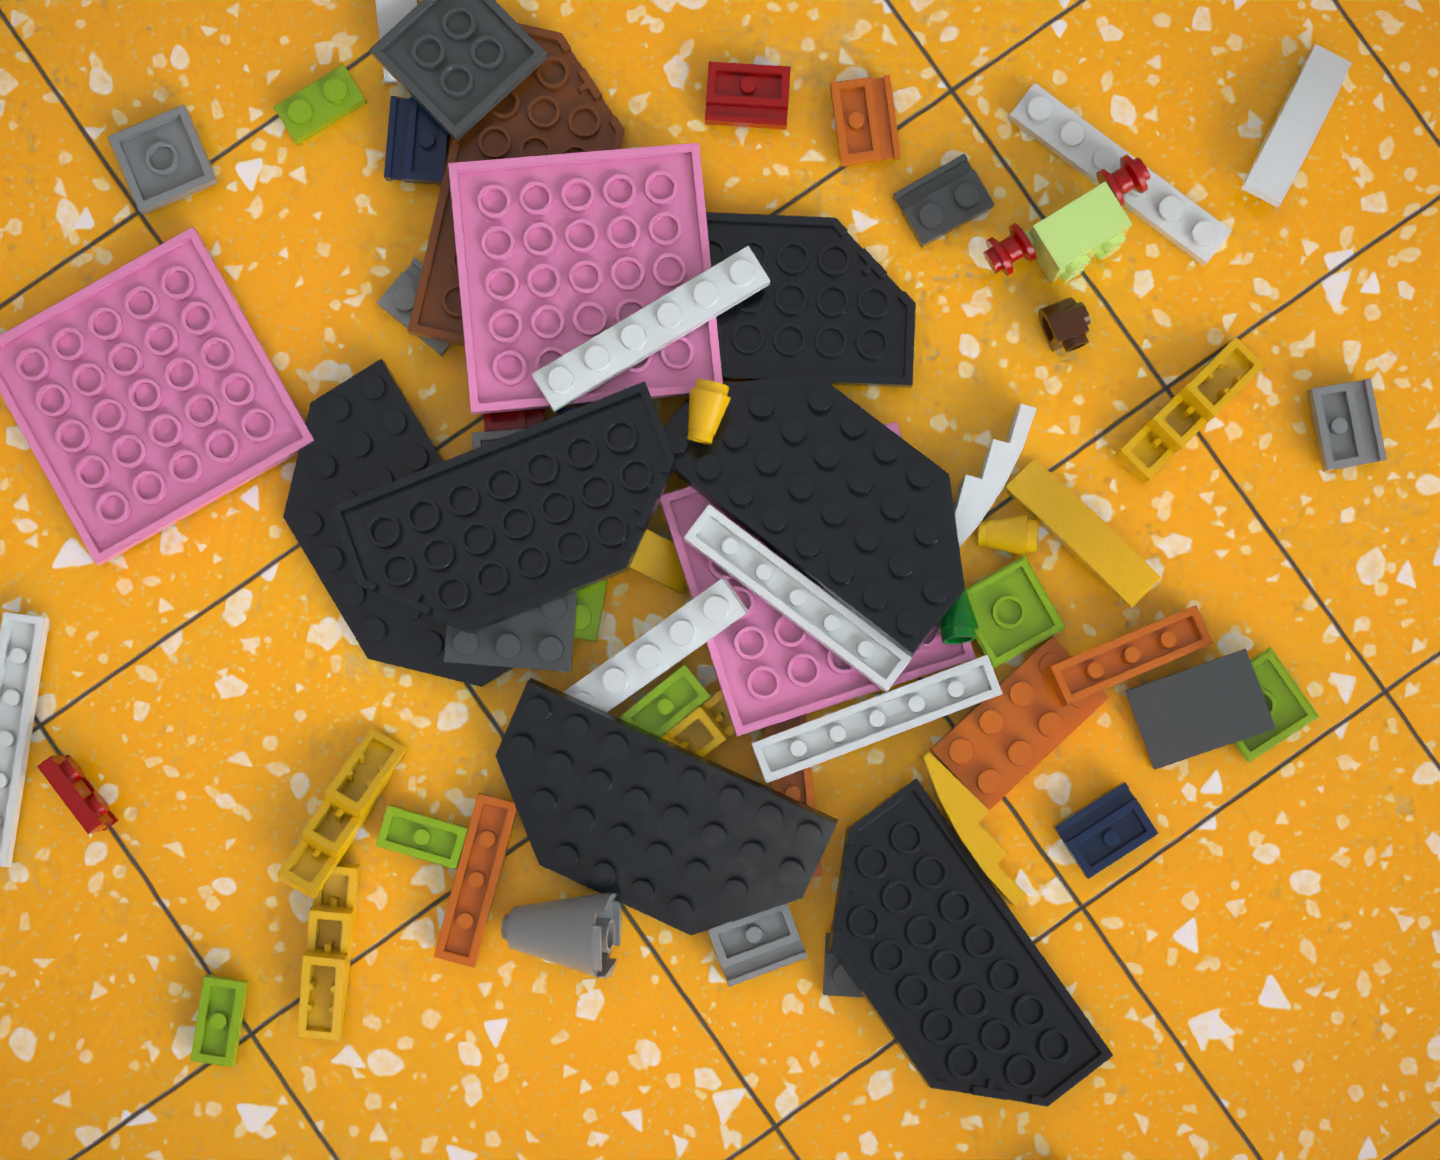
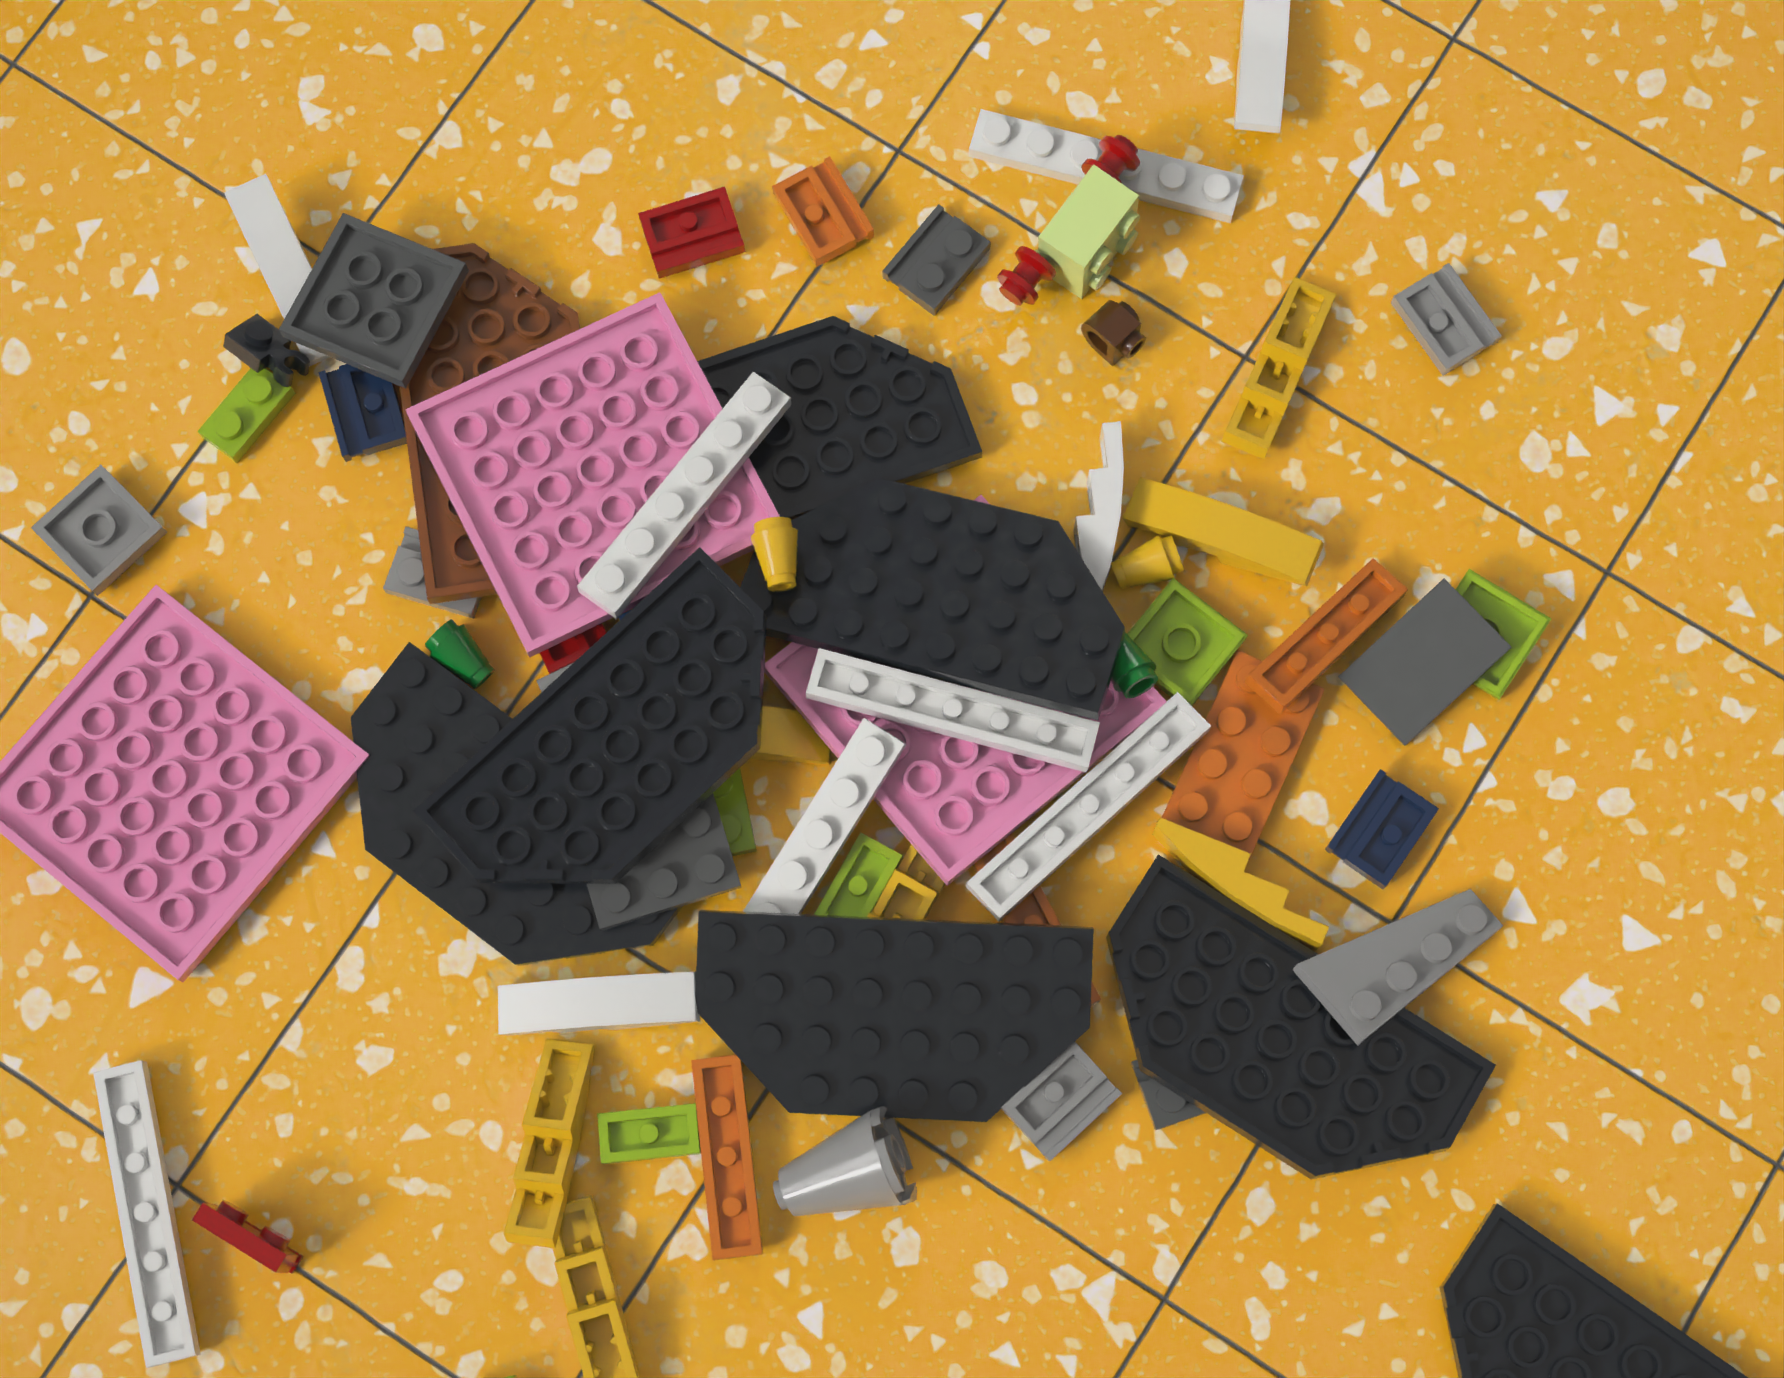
camera: 20 degrees left, 10 degrees down
(351, 54) = (263, 346): none -> black plate
(418, 384) = (458, 653): none -> green cone
(421, 717) = (597, 1003): none -> white slope
(1064, 945) = (1390, 967): none -> light grey wing

